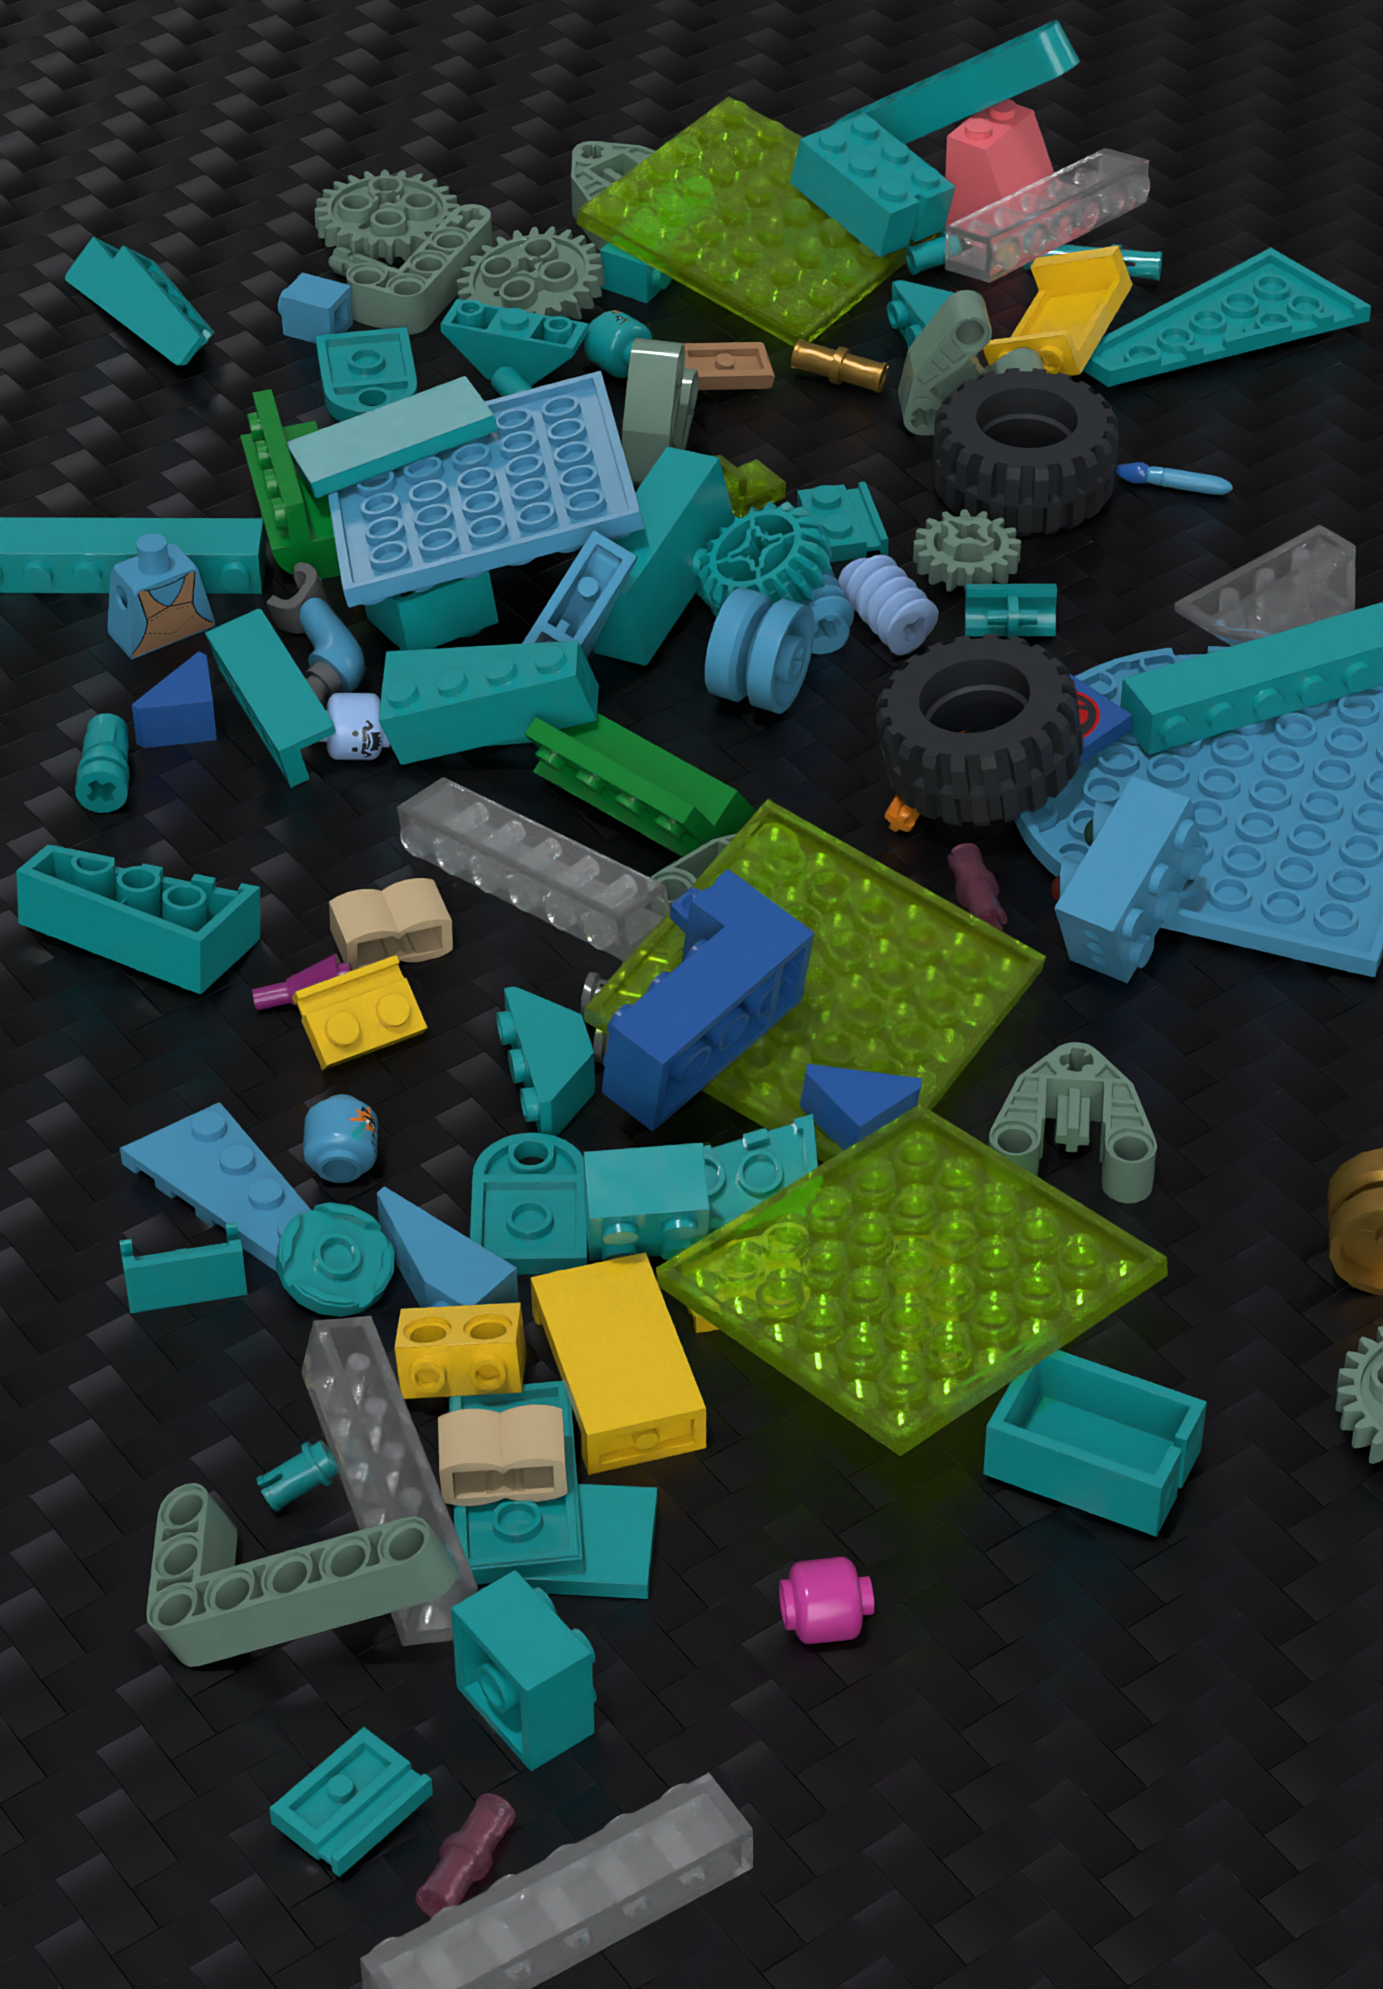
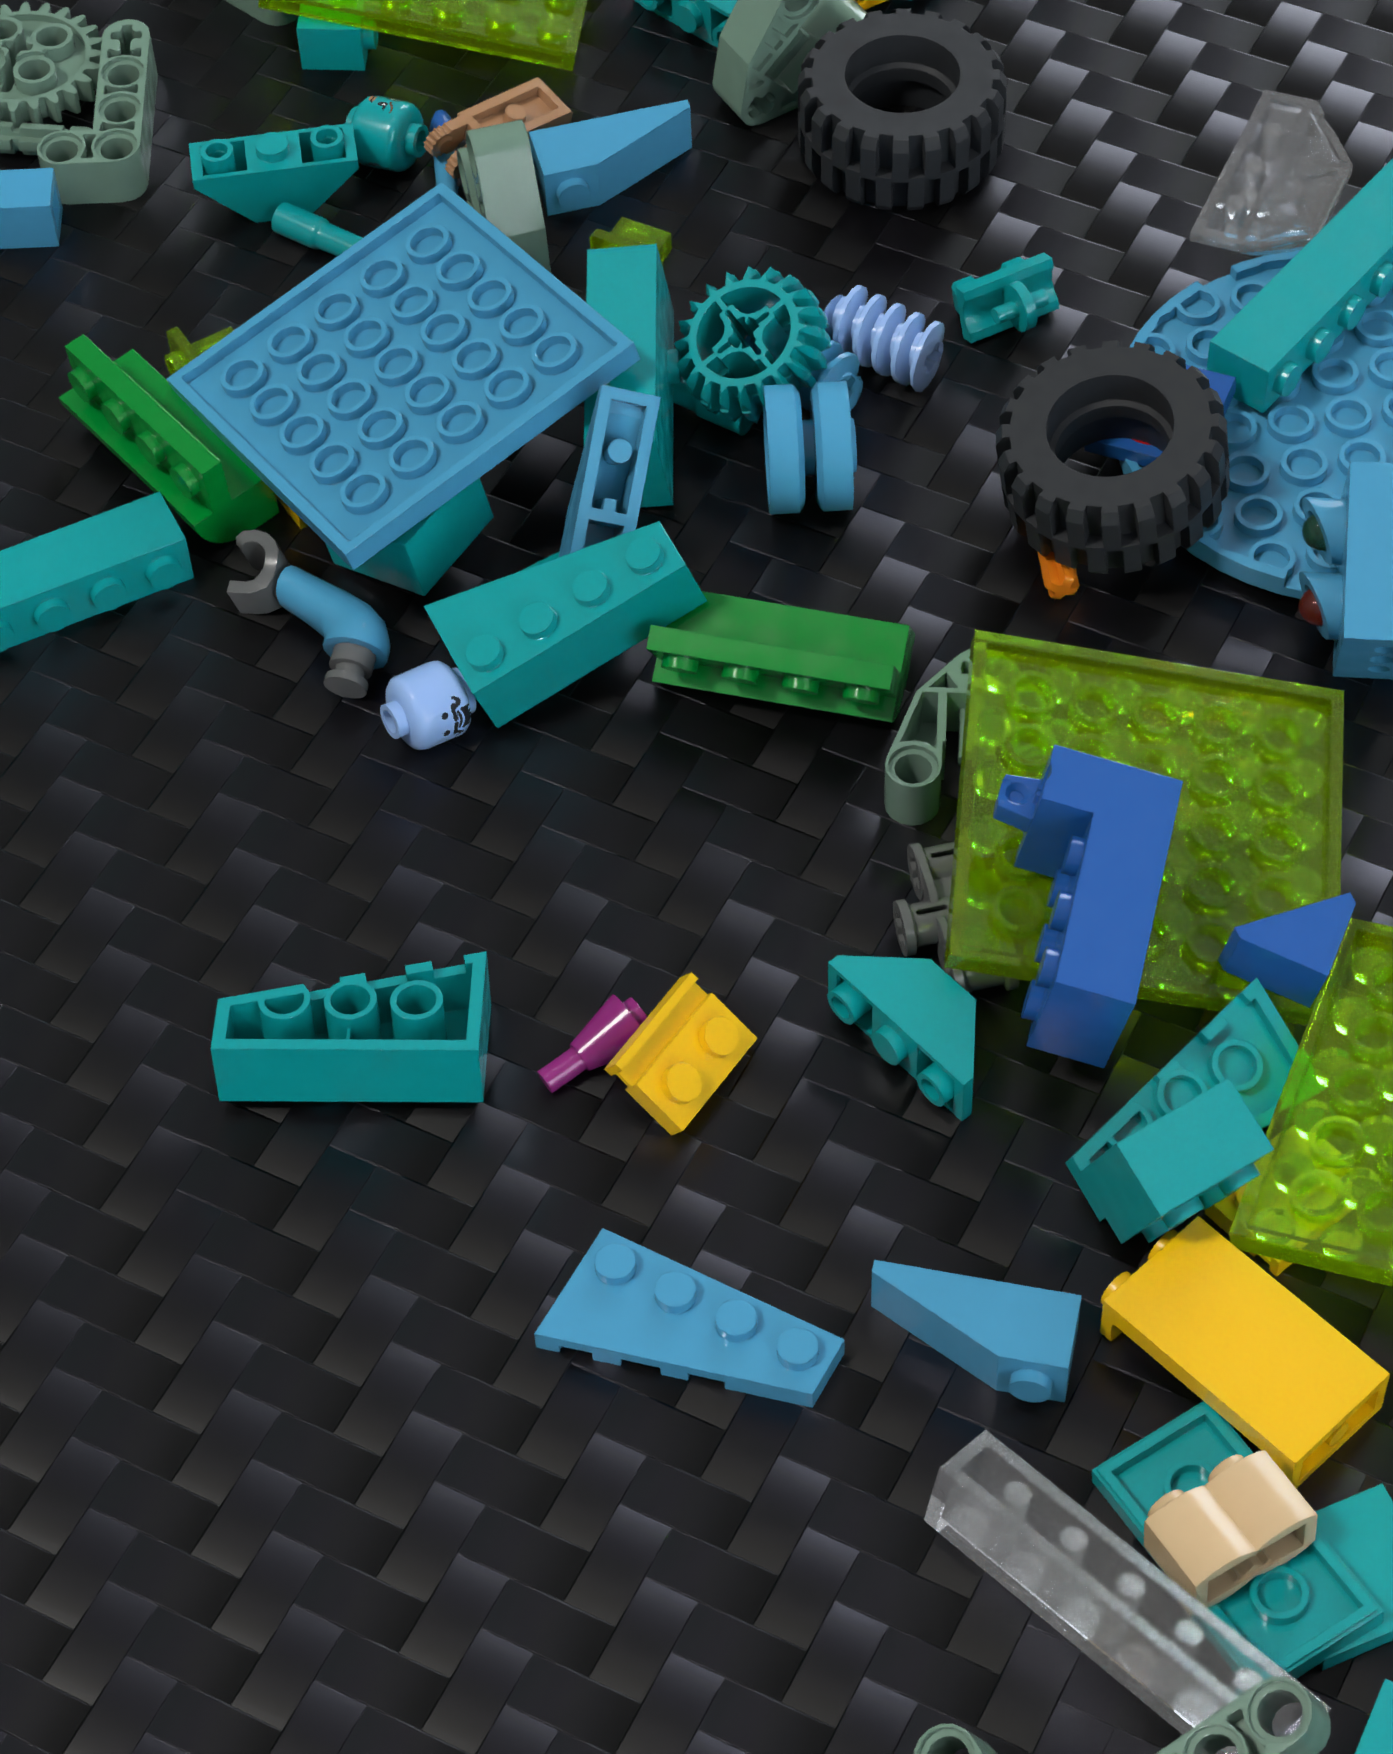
camera: 25 degrees left, 10 degrees up
(104, 767) = (186, 871): teal axle -> none
(156, 598) = (103, 637): dark azure torso -> none
(177, 708) = (220, 757): blue slope -> none
(184, 1274) = (711, 1454): teal hinge -> none
(270, 690) = (312, 700): teal panel -> none
(299, 1475) = (1020, 1645): teal pin -> none
(335, 1259) = (866, 1367): teal tile -> none
(340, 1138) = (770, 1216): dark azure head -> none
(365, 370) = (123, 263): teal tile -> none
(391, 436) = (257, 341): teal tile -> none
(399, 921) = (635, 930): tan brick -> none
(460, 1350) = (1087, 1417): yellow brick -> none
(531, 1211) = (1017, 1209): teal tile -> none
(532, 867) = (755, 803): clear brick -> none
(536, 274) = (236, 84): sand green gear -> none
(777, 413) = (602, 156): none -> dark azure slope
(839, 365) = (629, 74): pearl gold pin -> none
(847, 518) = (754, 242): teal plate -> none
(969, 550) = (914, 245): sand green gear -> none
(976, 886) = (1197, 633): clear pink pin -> none
(1141, 473) = (1057, 82): dark azure piece -> none

